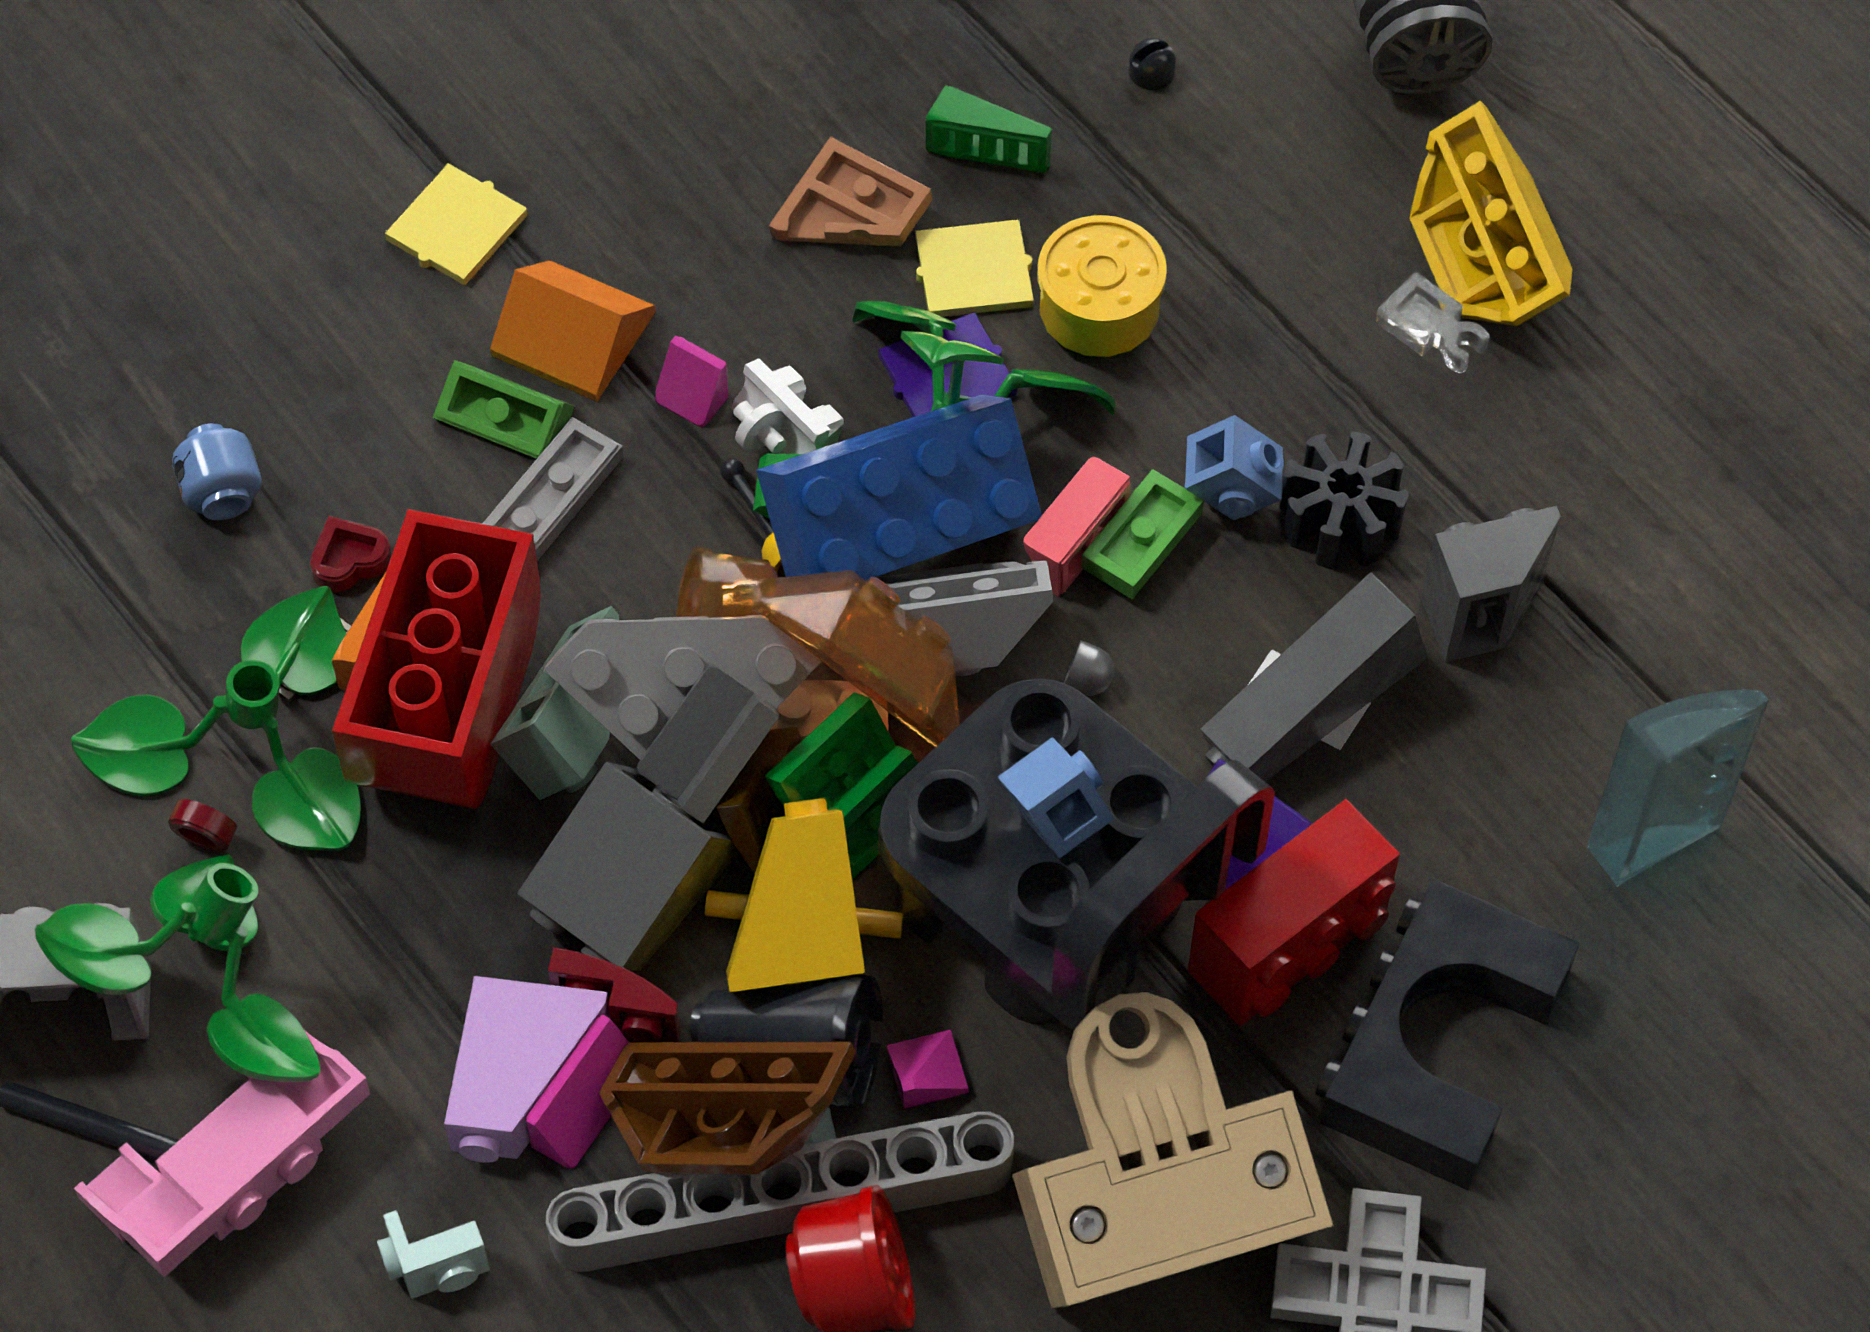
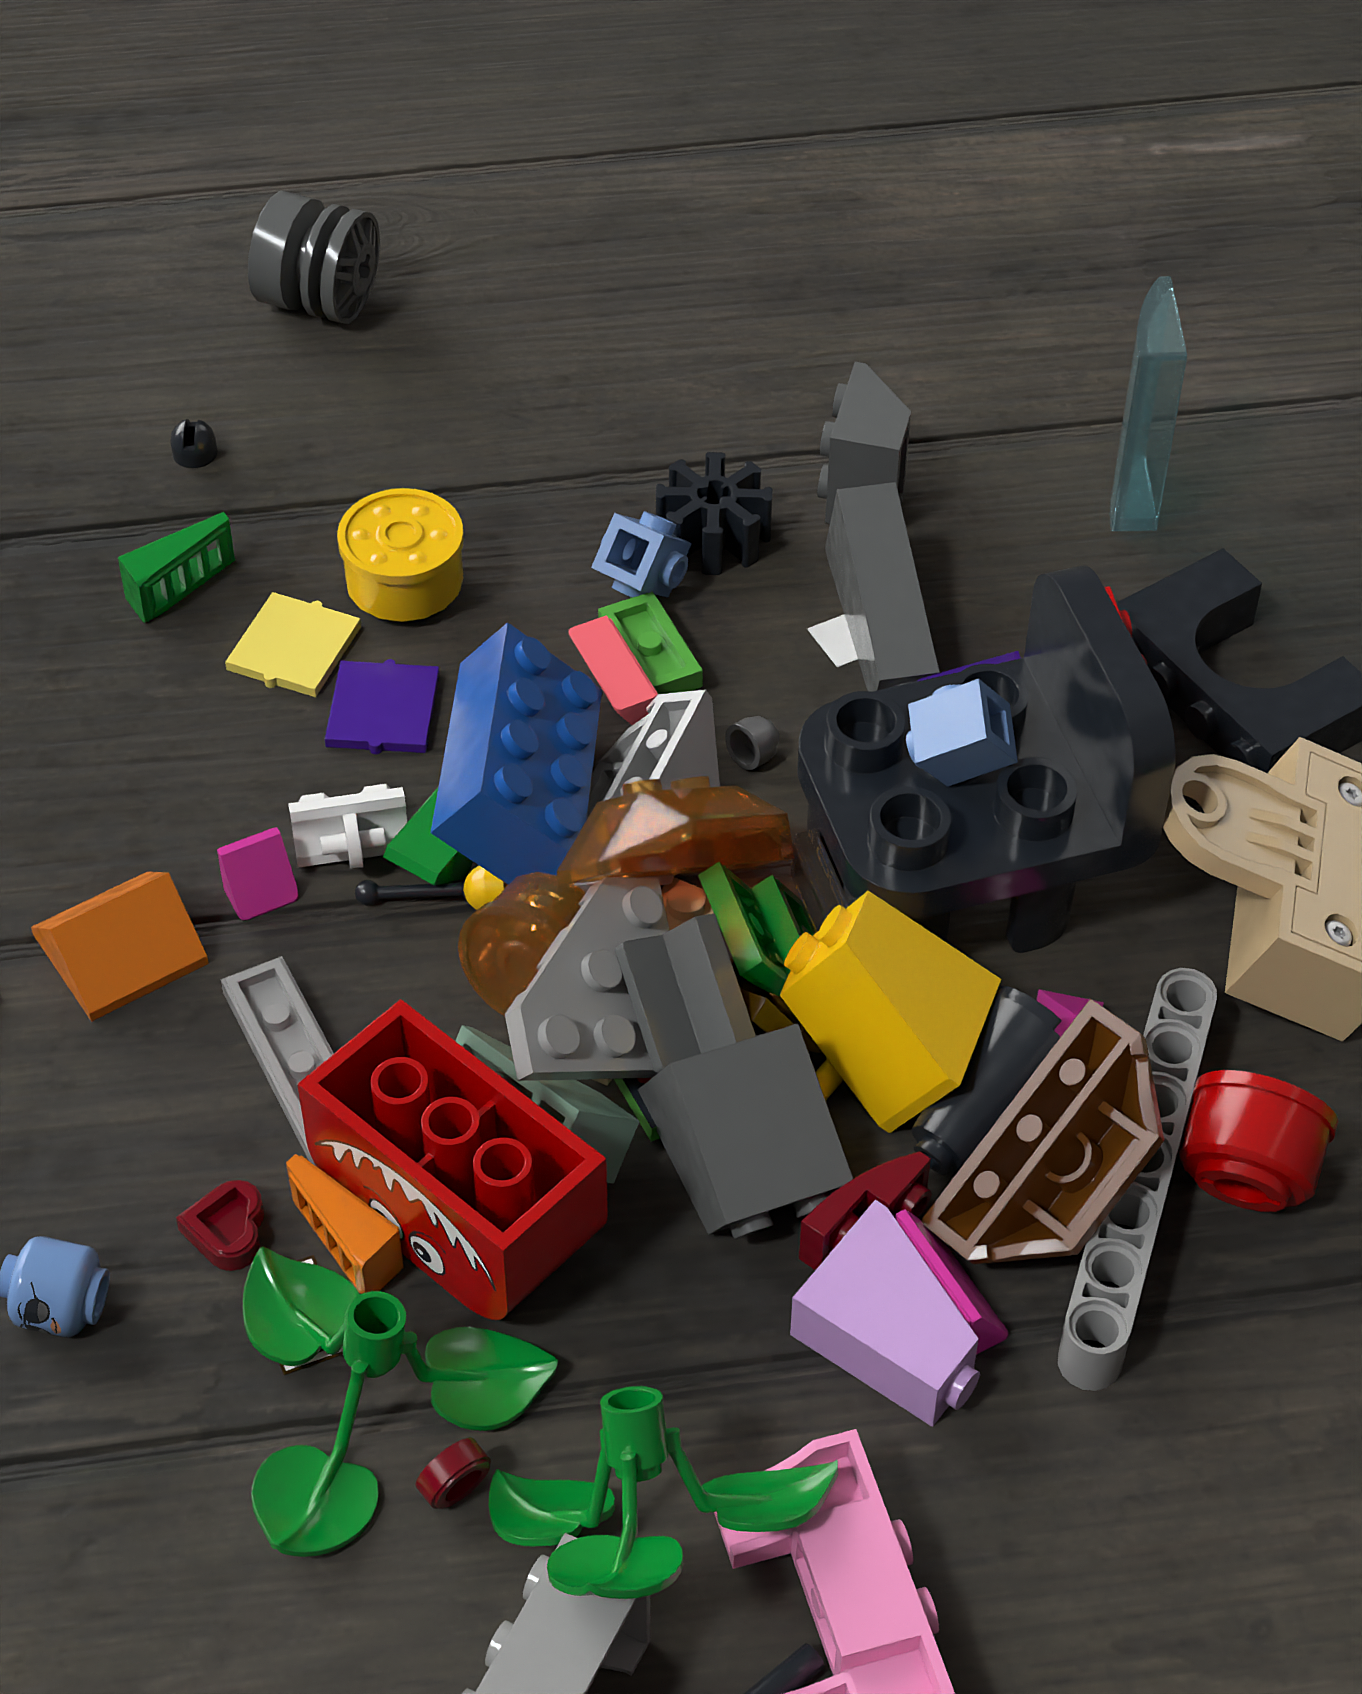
camera: 60 degrees left, 10 degrees down
(437, 1262) = (1053, 1499): light aqua bracket -> none
(501, 409) = (164, 1033): bright green slope -> none
(851, 201) = (162, 684): nougat wing -> none
(939, 351) = (458, 622): green plant -> none
(1429, 317) = (583, 396): clear plate -> none
(1486, 224) = (537, 316): yellow wedge -> none

